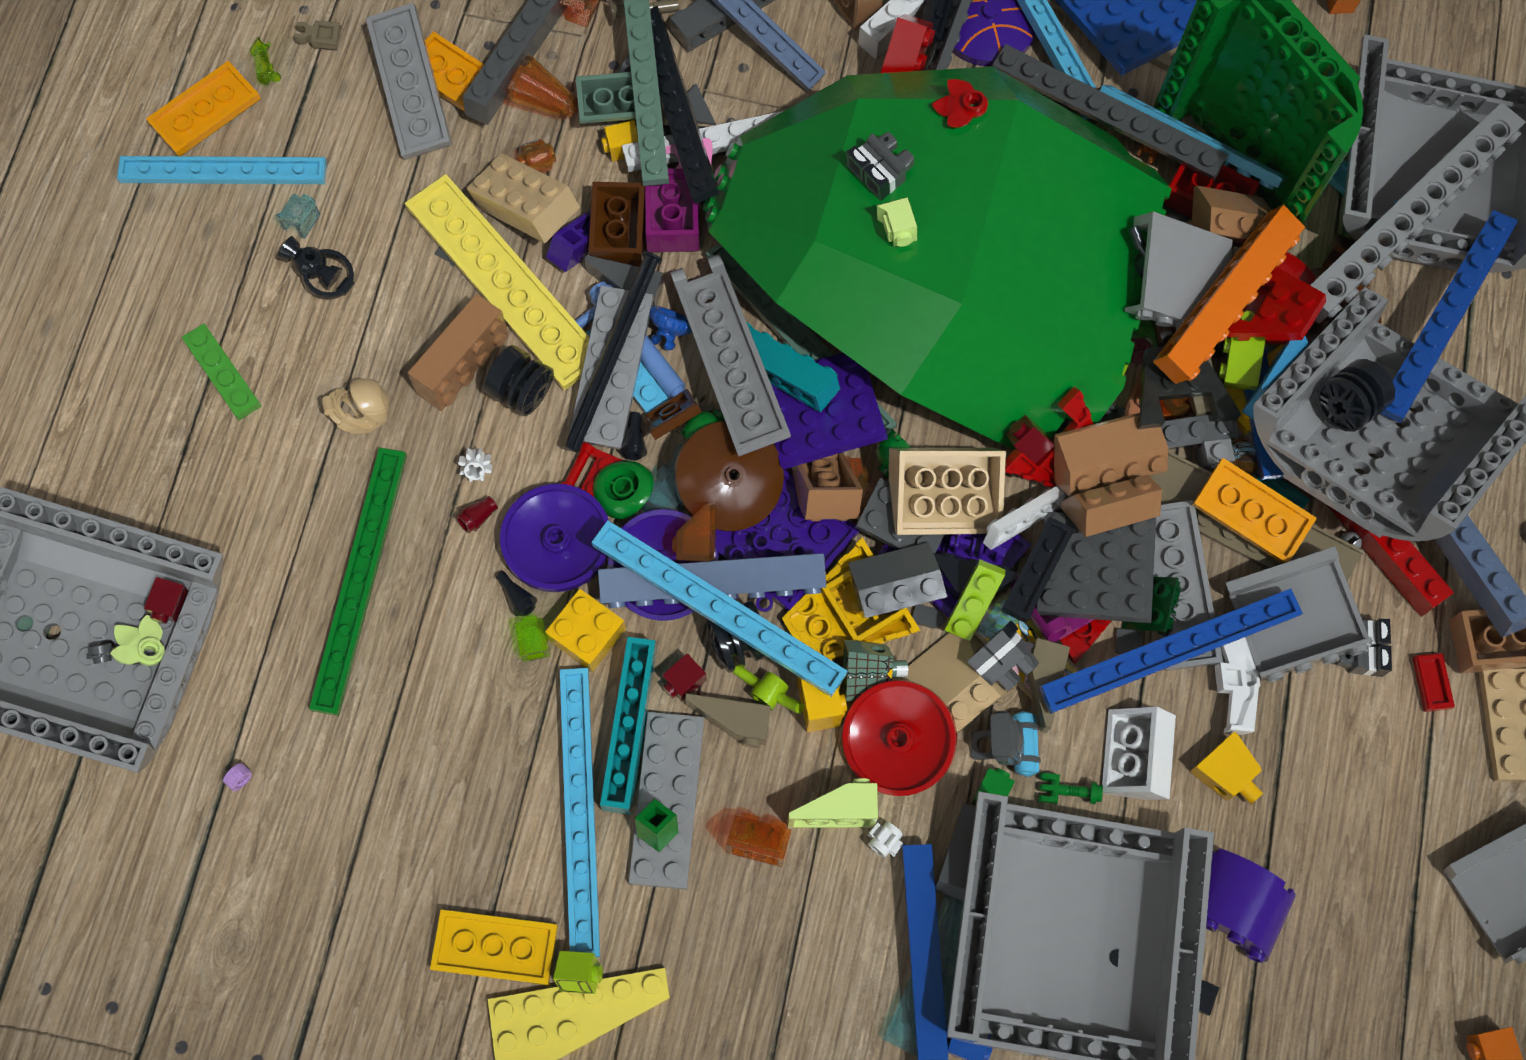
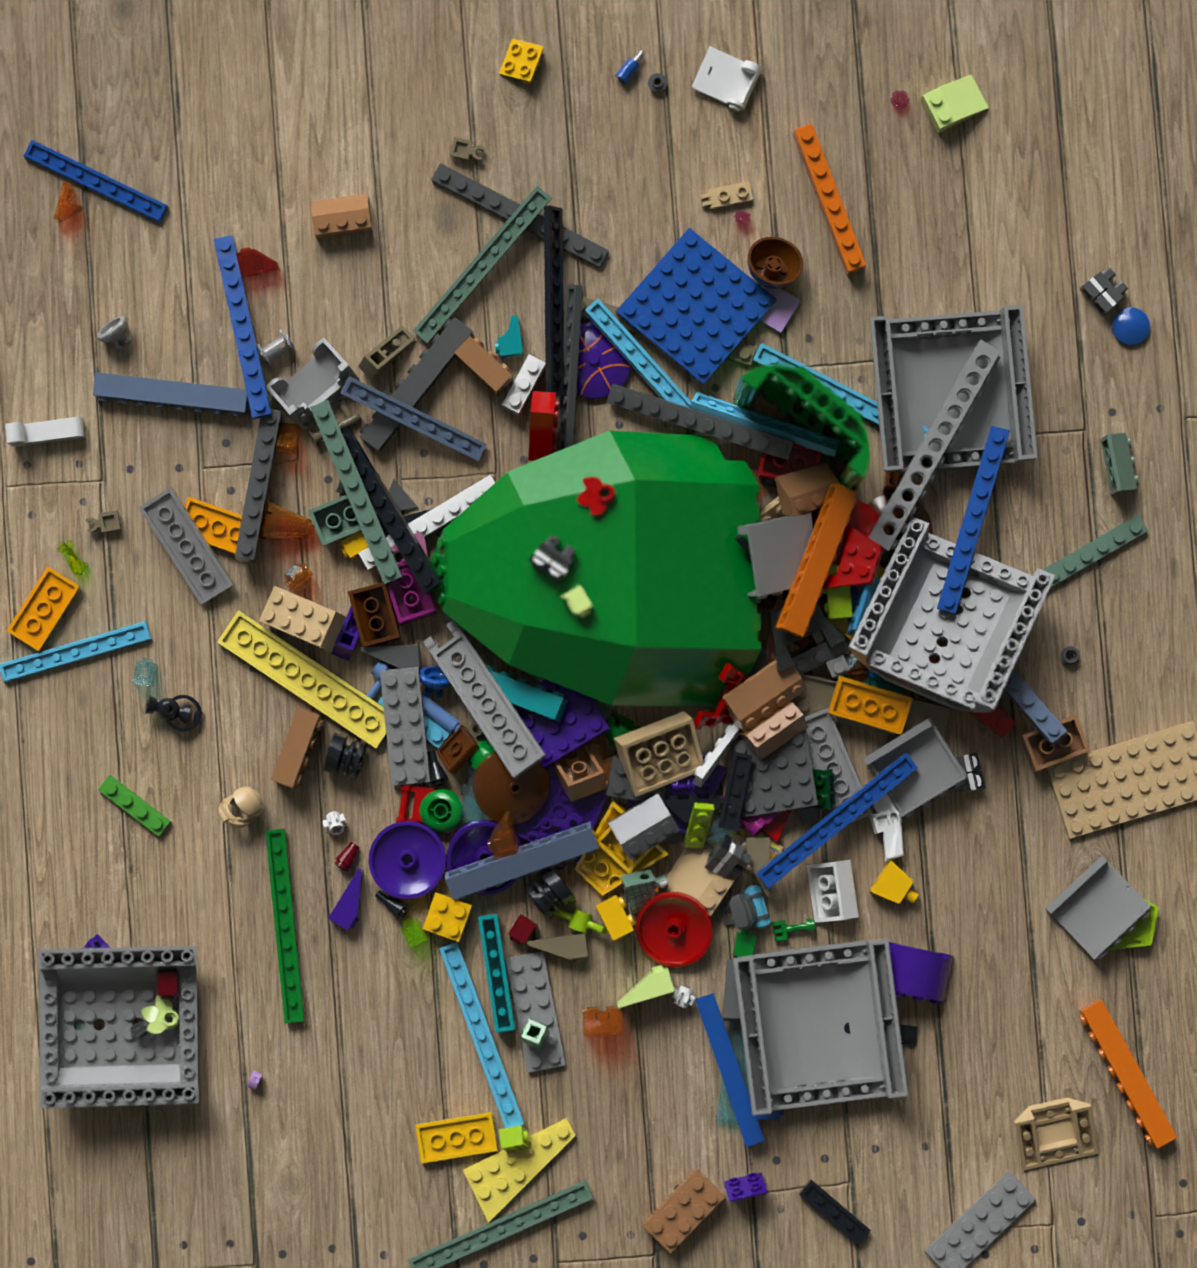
camera: 15 degrees left, 15 degrees up
(455, 576) = (348, 906): none -> dark purple slope
(612, 351) = (404, 715): black axle -> none
(720, 608) = (532, 885): medium azure plate -> none
(1030, 439) = (707, 701): dark red brick -> none
(1356, 395) = (918, 610): black wheel -> none
(1433, 682) = (1016, 783): red tile -> none

